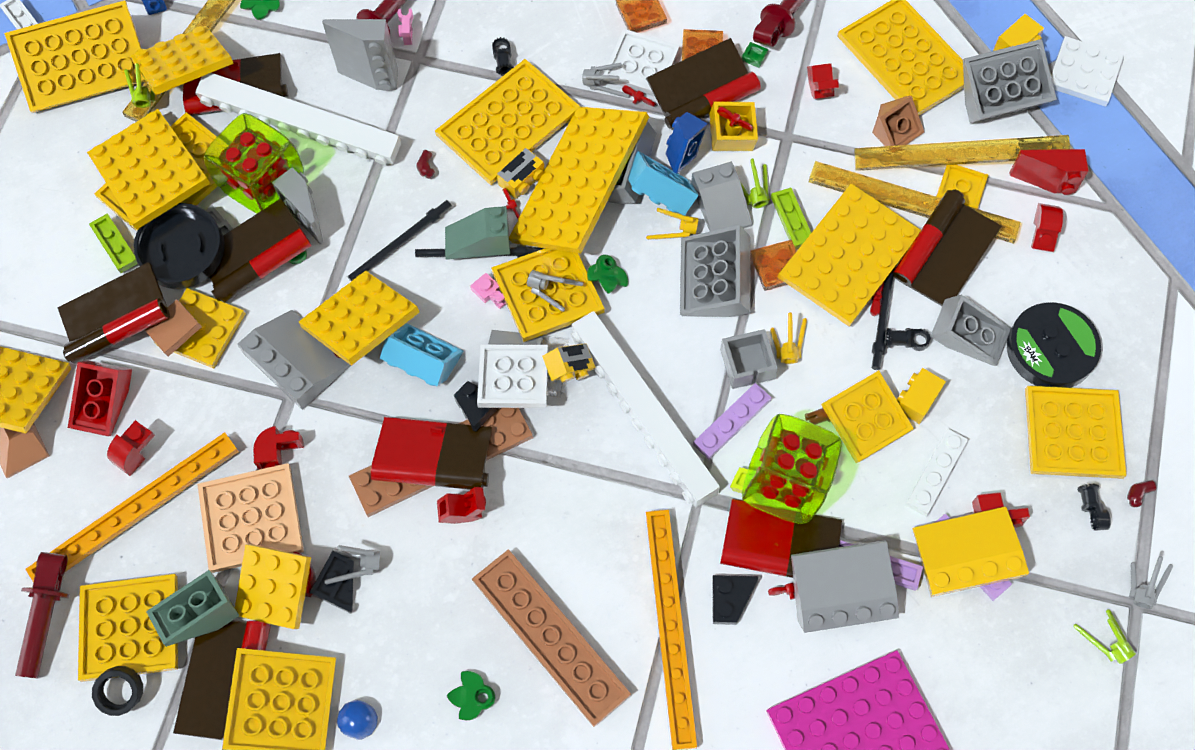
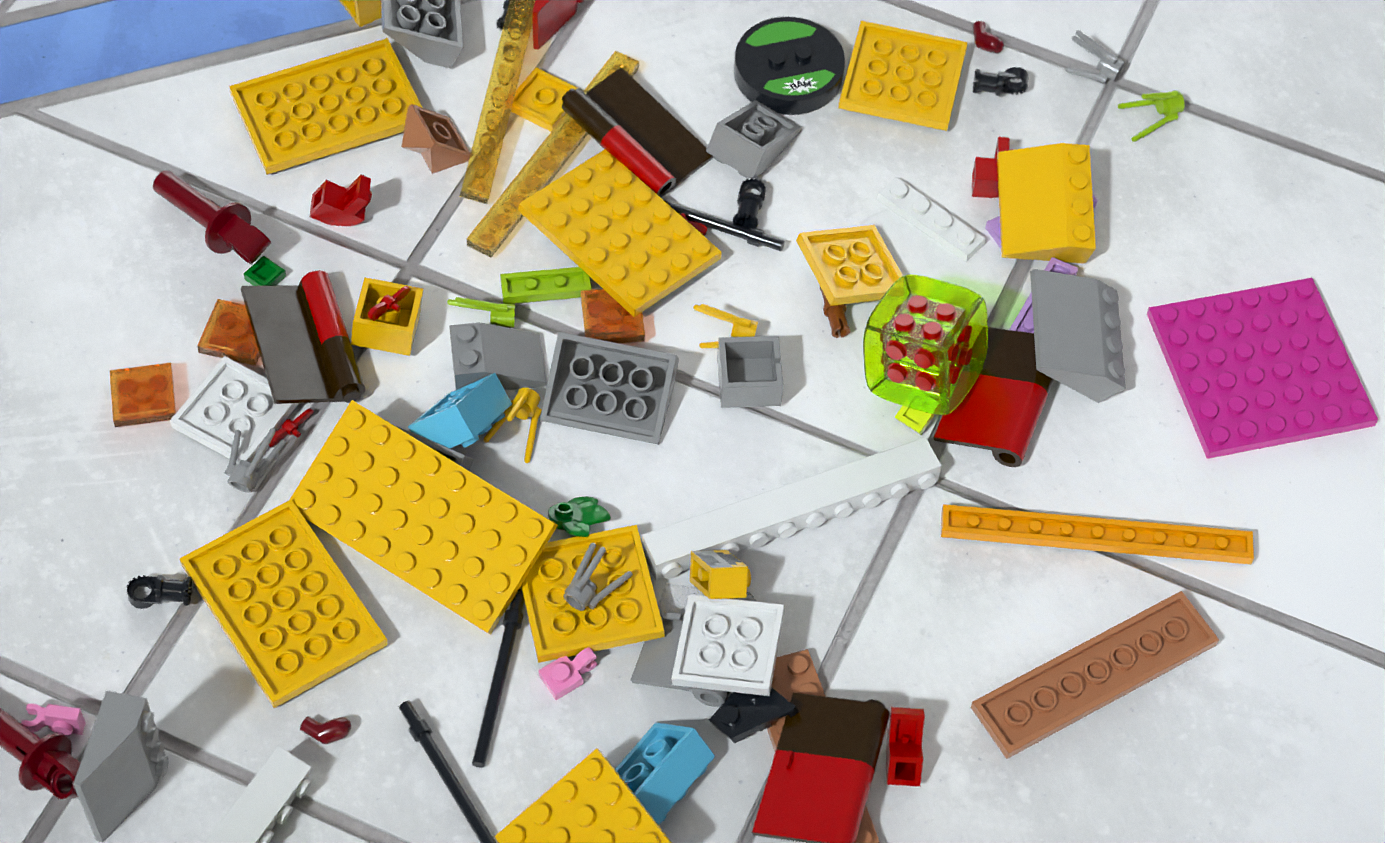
camera: 85 degrees left, 10 degrees down
(467, 696) = (1165, 786): green plate -> none
(478, 234) = (477, 665): sand green slope -> none
(511, 203) = (428, 621): red piece -> none
(520, 173) = (384, 596): brick -> none
(684, 141) = (402, 373): blue slope -> none
(730, 597) = (1064, 464): black wing -> none
(732, 421) = (826, 415): lavender plate -> none
(788, 589) = (1060, 400): red piece -> none
(920, 395) = (830, 205): yellow brick -> none
(1048, 225) = (629, 21): red brick -> none

